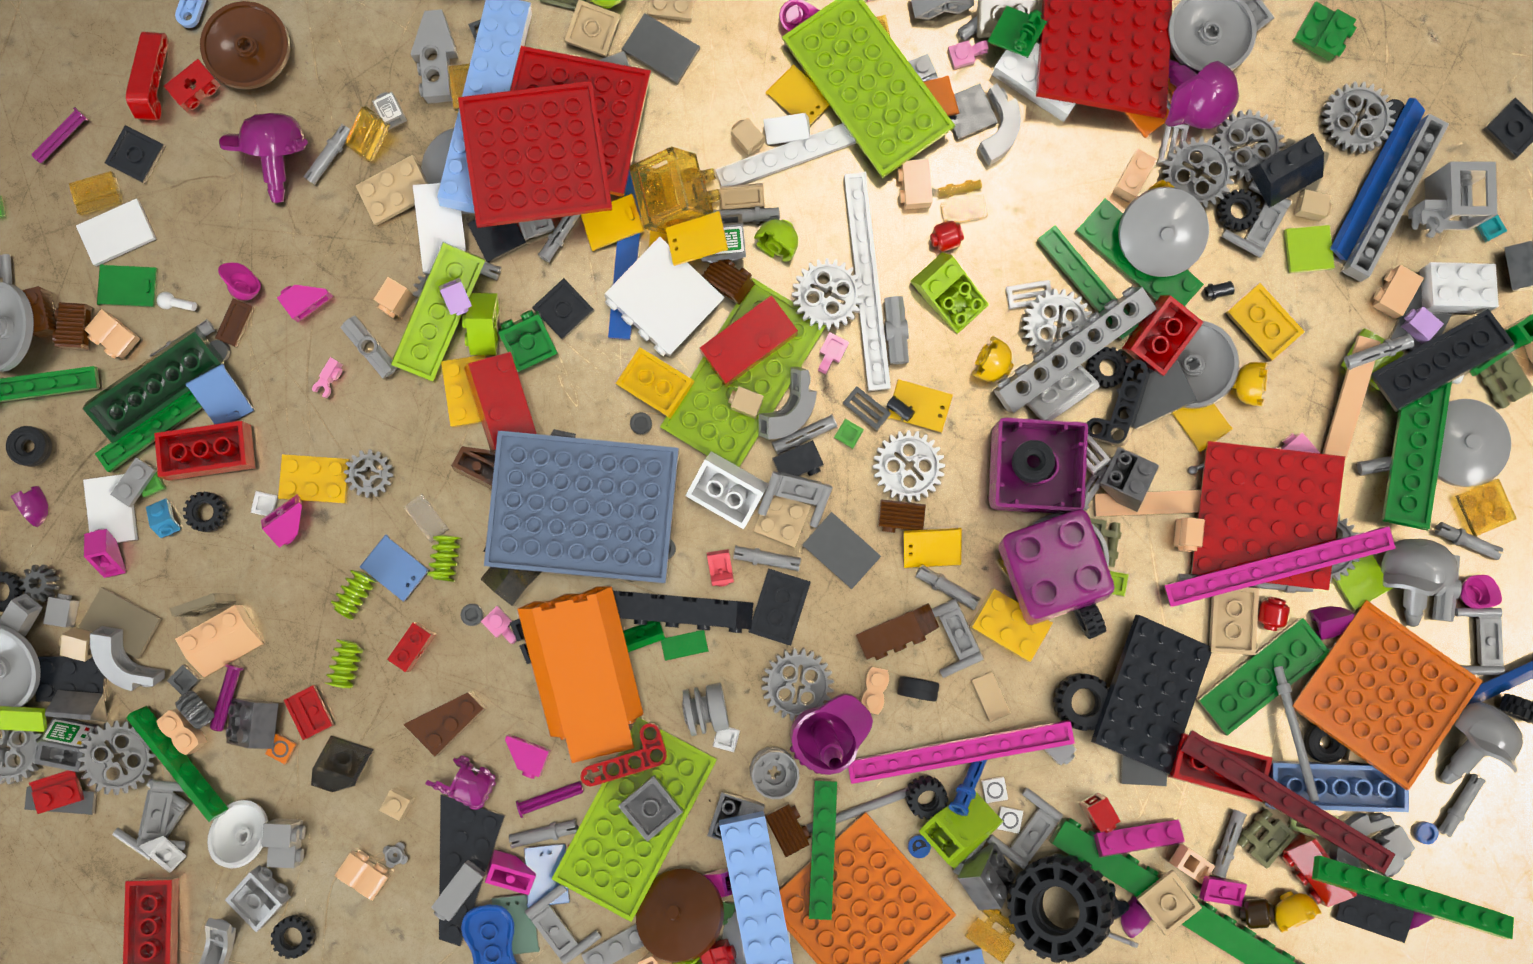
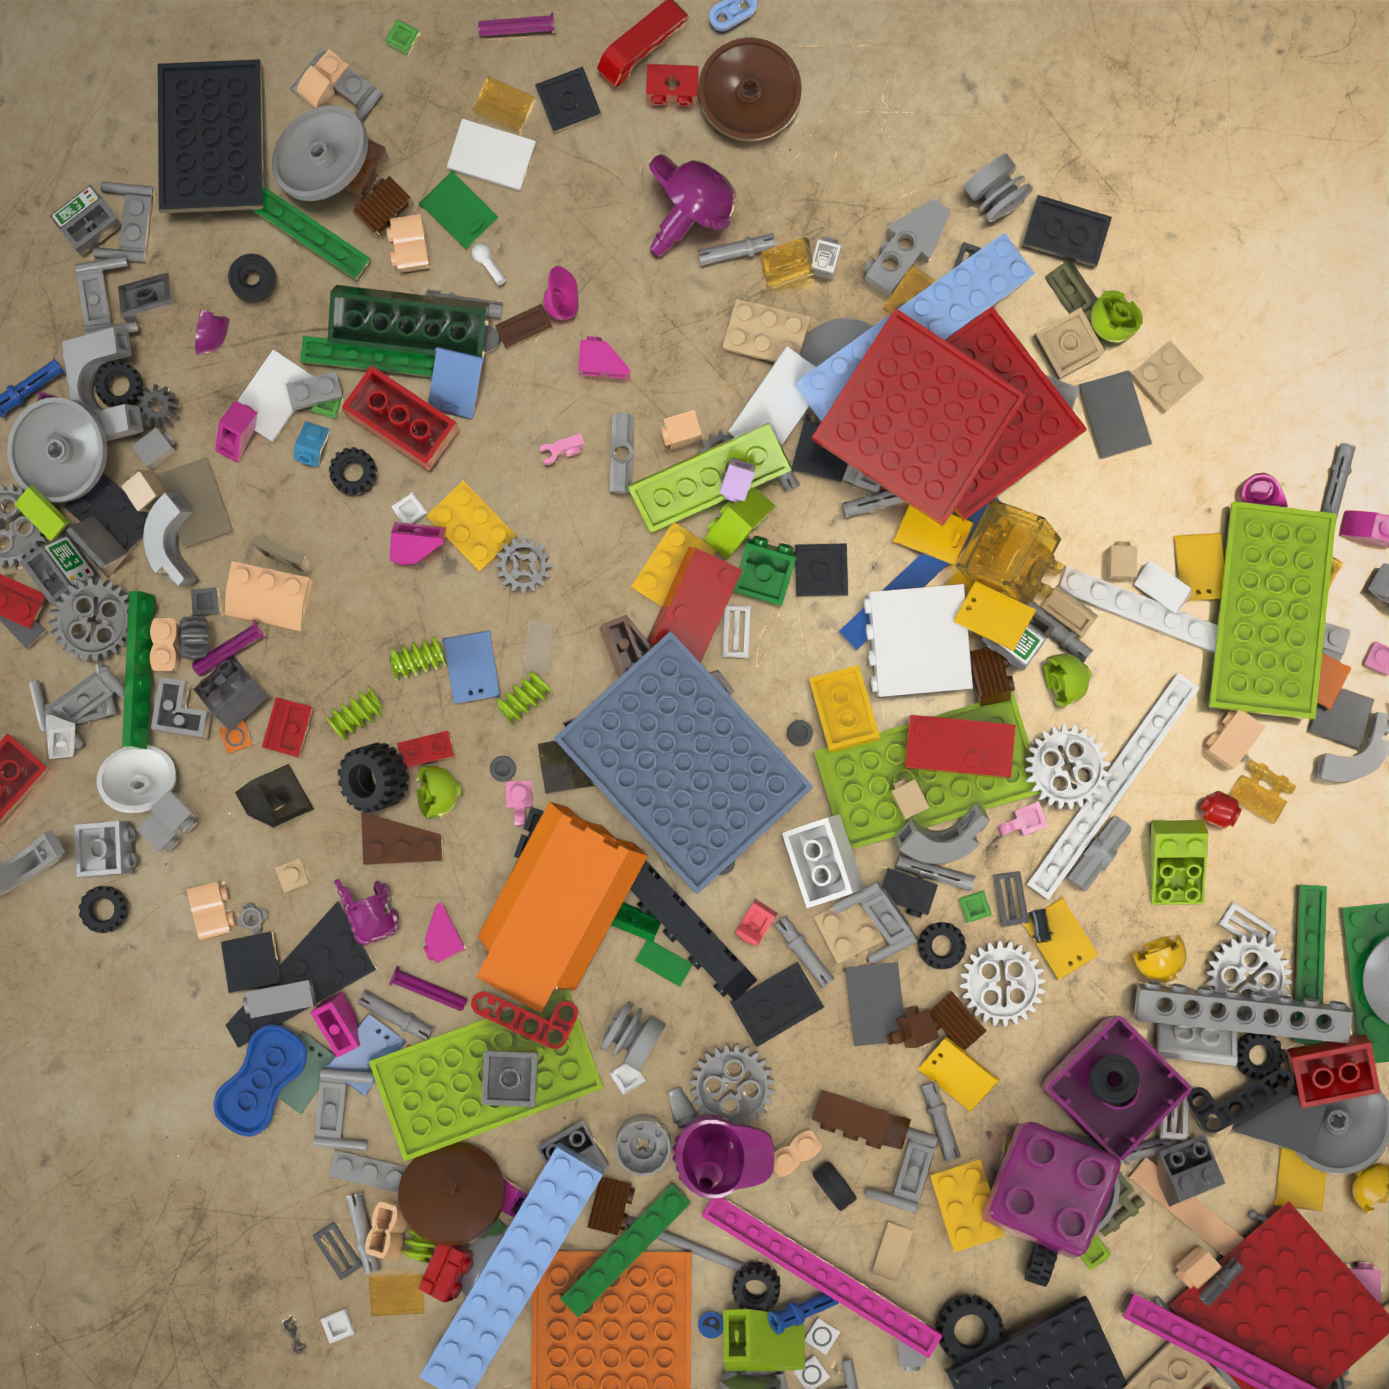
camera: 45 degrees right, 0 degrees up
(223, 770) = (172, 713): none -> light grey brick
(391, 695) = (357, 779): none -> black tyre
(419, 884) = (251, 962): none -> black tile
(441, 666) = (437, 791): none -> lime cylinder
(555, 410) = (735, 654): none -> white tile
(777, 726) = (681, 1108): none -> light grey cone
(840, 486) = (956, 953): none -> black tyre
(879, 543) = (915, 1028): none -> reddish brown brick
(1212, 529) = (1220, 1282): none -> dark grey axle

